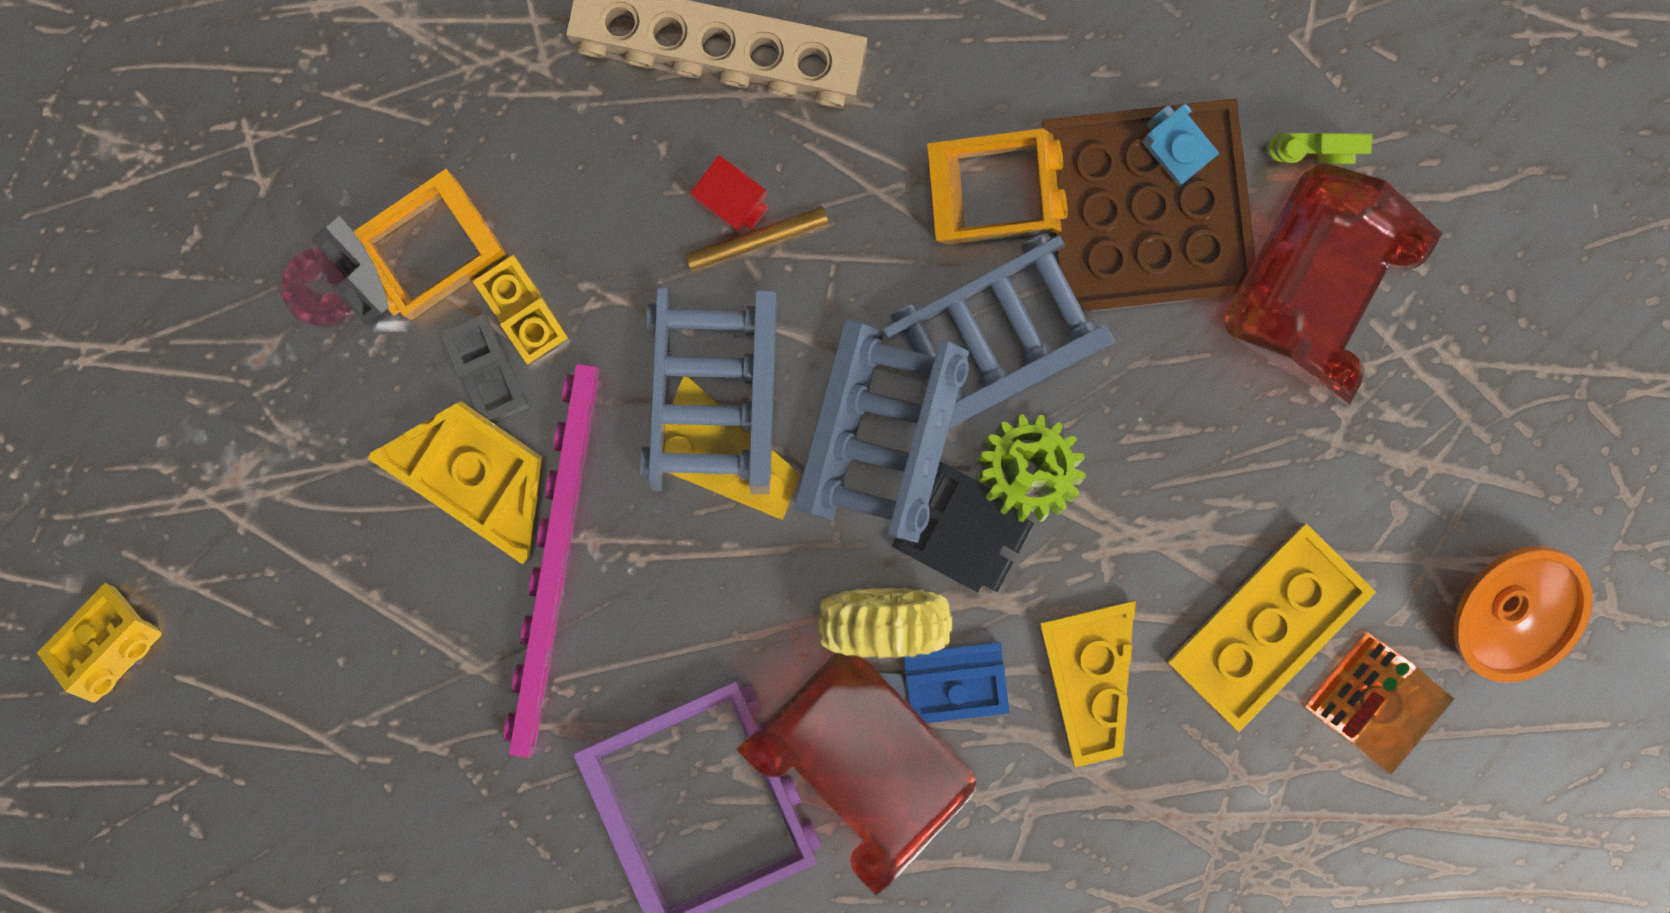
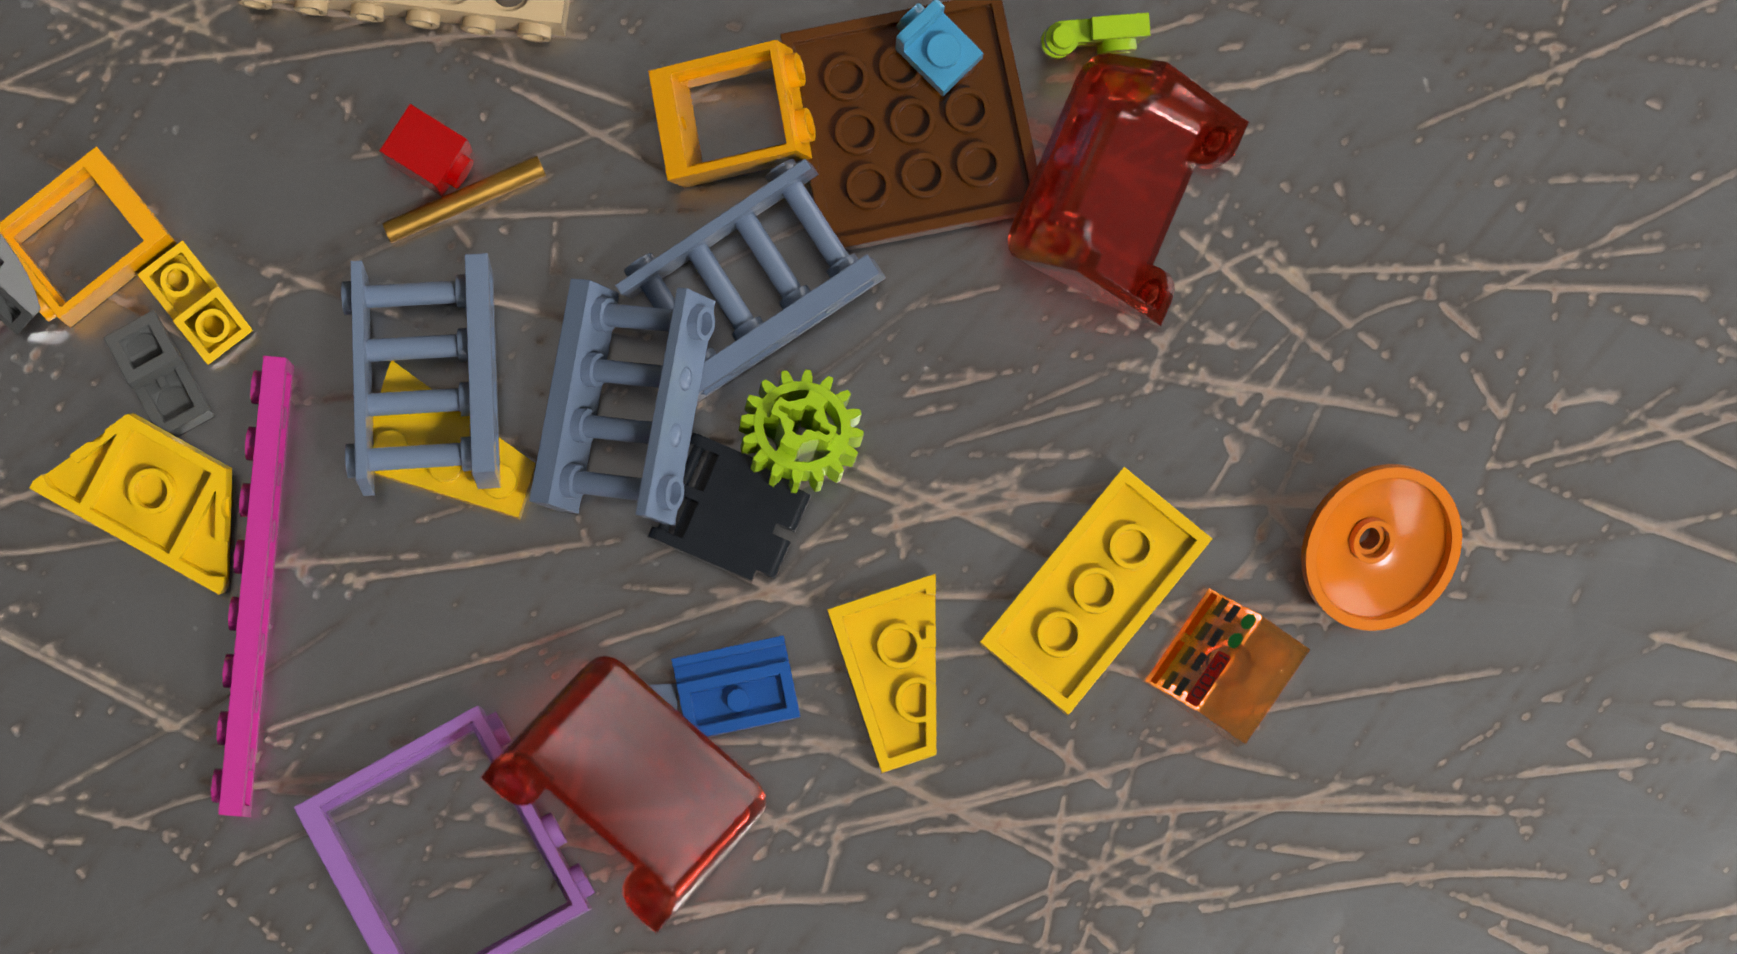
camera: 10 degrees left, 5 degrees down
(884, 622) = (642, 619): light yellow gear -> none

